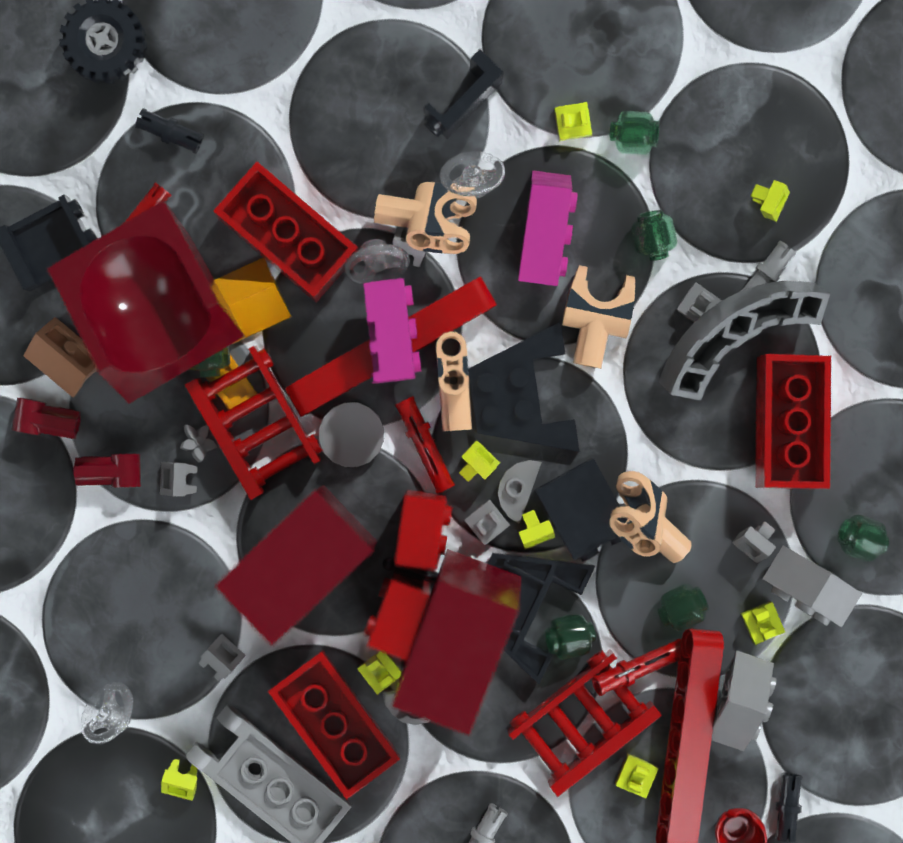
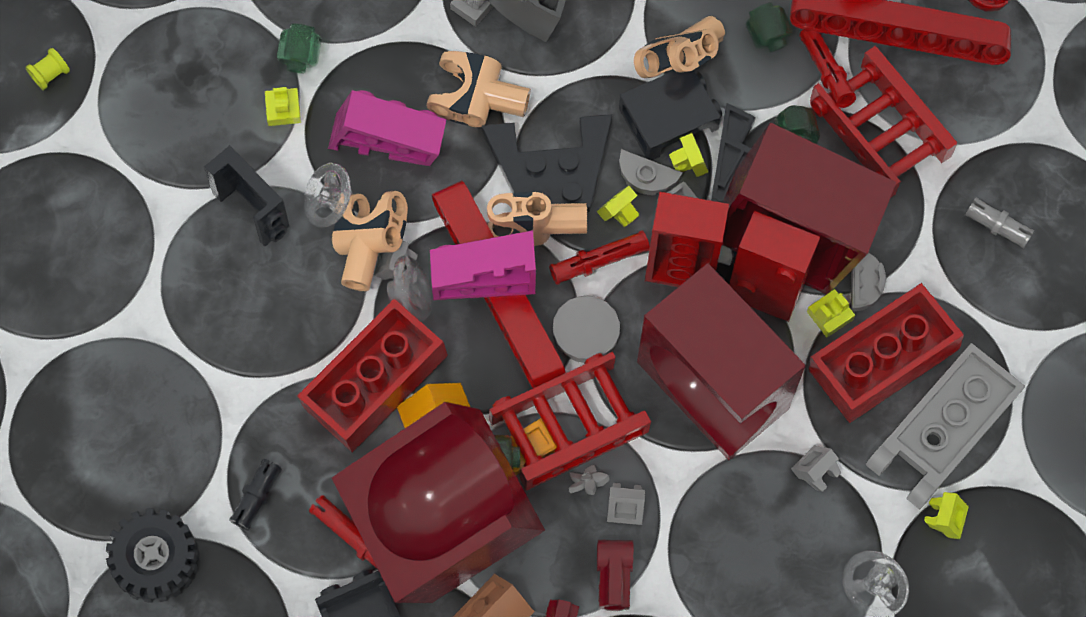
camera: 90 degrees left, 20 degrees down
(636, 776) = (935, 80): neon yellow tile -> none
(654, 235) = (401, 35): clear green head -> none

